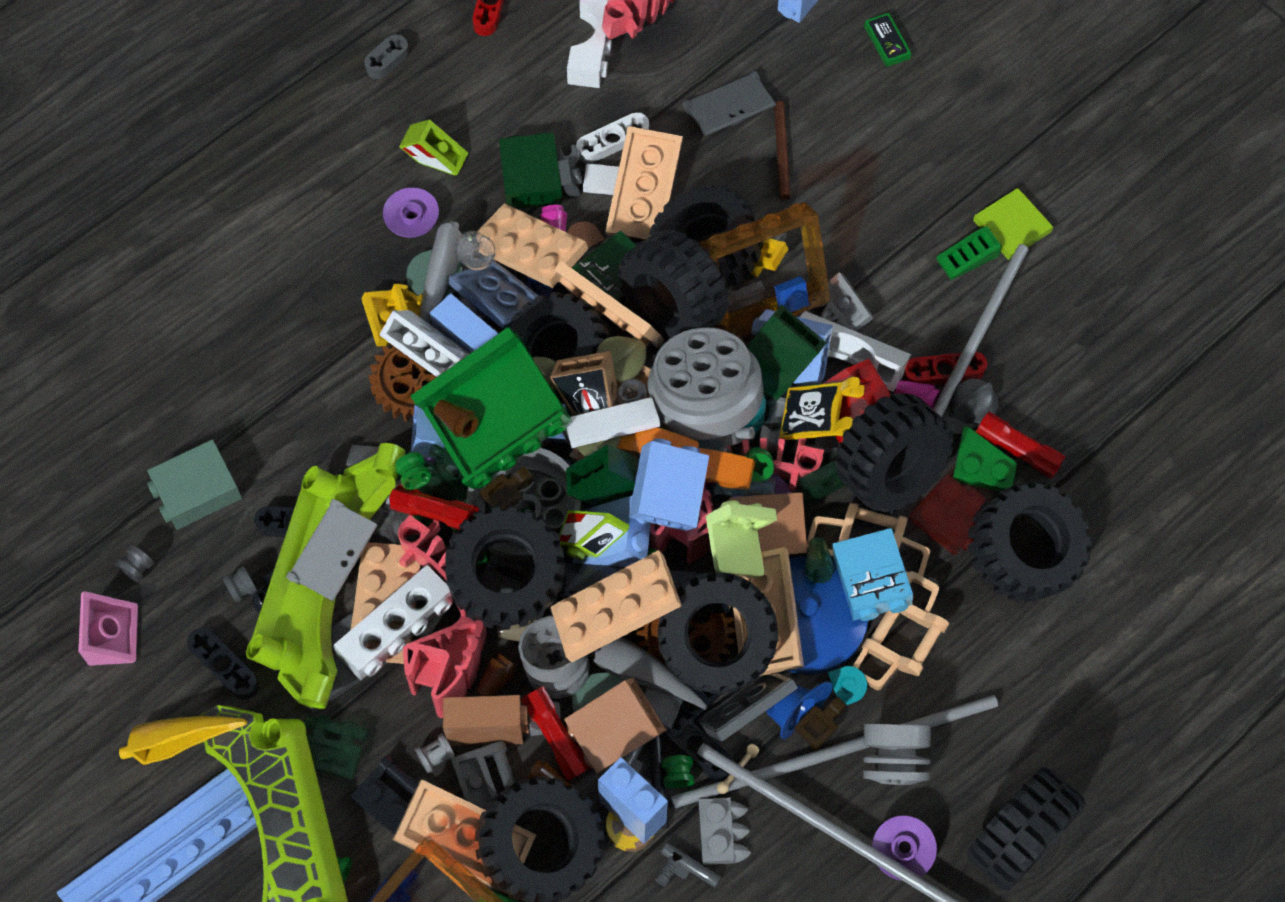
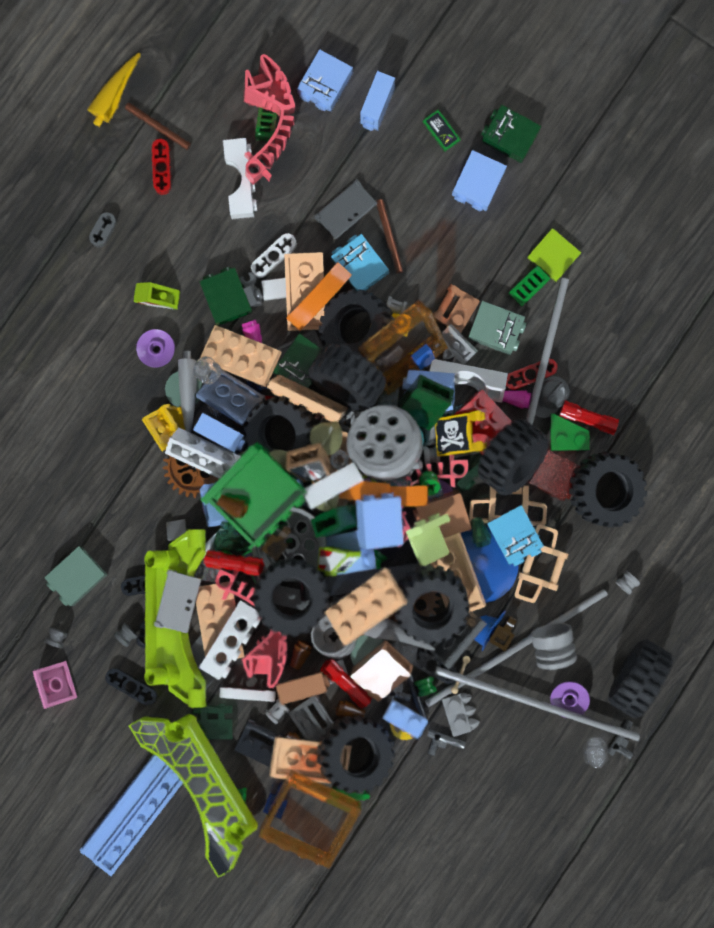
camera: 10 degrees left, 20 degrees up
(169, 737) = (116, 742): yellow piece -> none
(396, 716) = (247, 694): none -> white beam
(412, 471) = (214, 544): green wheel -> none
(587, 232) = (273, 334): nougat piece -> none
(659, 190) = (319, 296): none -> orange slope
(732, 165) = (361, 262): none -> medium azure brick
(848, 684) = (515, 604): teal piece -> none
(863, 264) = (462, 311): none -> nougat plate
(909, 295) = (497, 328): none -> sand green brick
(926, 107) = (478, 181): none -> light blue brick
(984, 60) = (510, 133): none -> dark green brick
(1033, 692) = (627, 582): none -> light grey wheel

